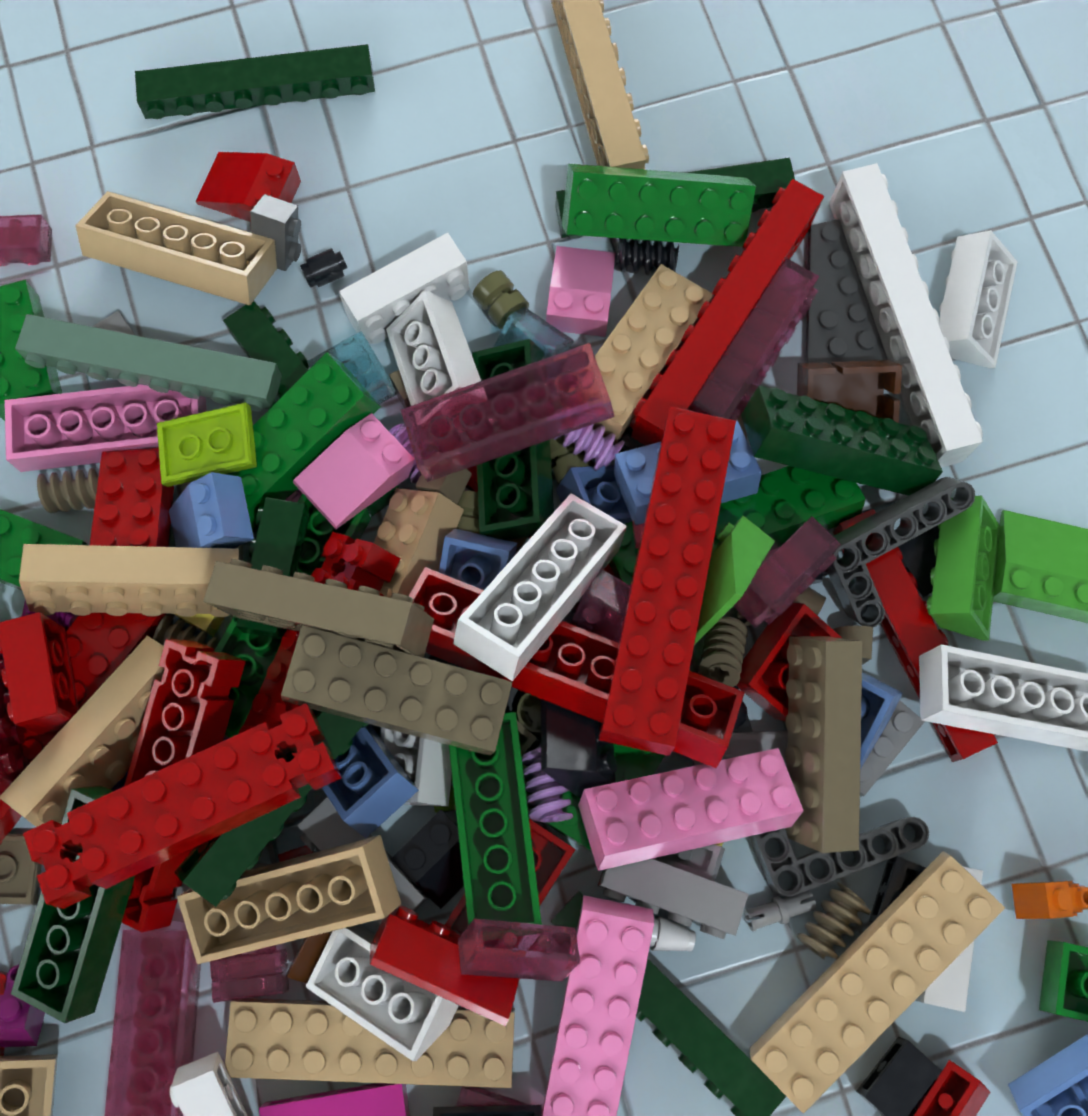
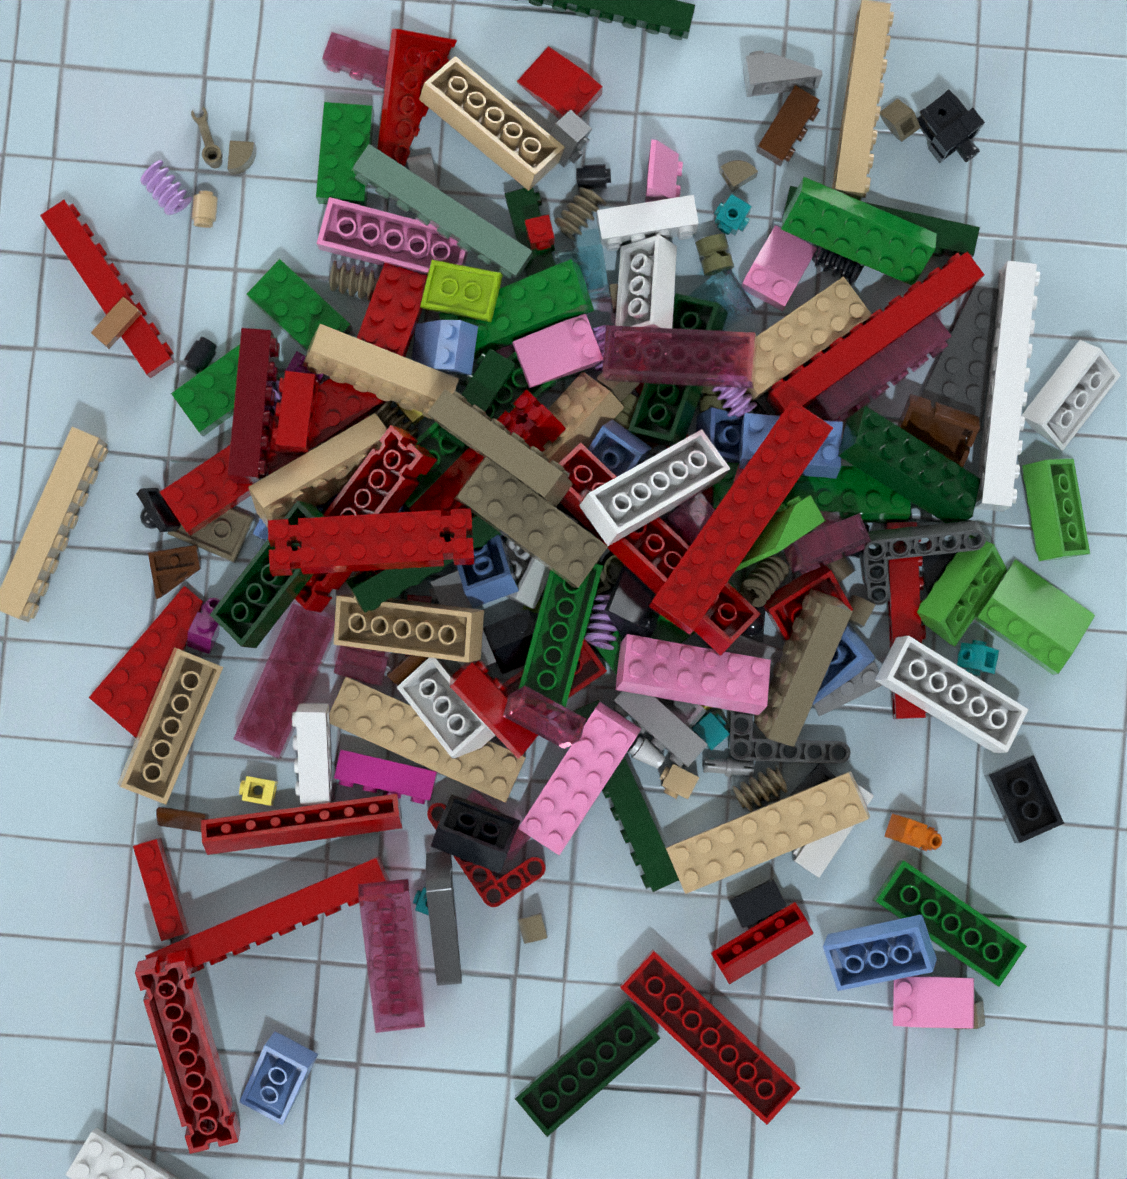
camera: 25 degrees right, 10 degrees up
(64, 274) = (411, 63): none -> red wing
(279, 343) = (540, 232): none -> red brick
(320, 313) = (578, 213): none -> dark tan piece
(398, 221) = (662, 173): none -> bright pink slope
(490, 204) = (737, 173): none -> dark tan brick
(492, 81) = (775, 74): none -> light grey slope
(503, 248) = (736, 208): none -> teal brick
(527, 135) = (789, 126): none -> reddish brown brick
(648, 85) = (900, 120): none -> dark tan brick
(708, 67) = (952, 130): none -> black piece
(726, 958) = (678, 781): none -> tan brick
(740, 870) = (711, 729): none -> teal brick
(1022, 641) = (977, 658): none -> teal brick
(1023, 435) = (1055, 509): none -> bright green slope

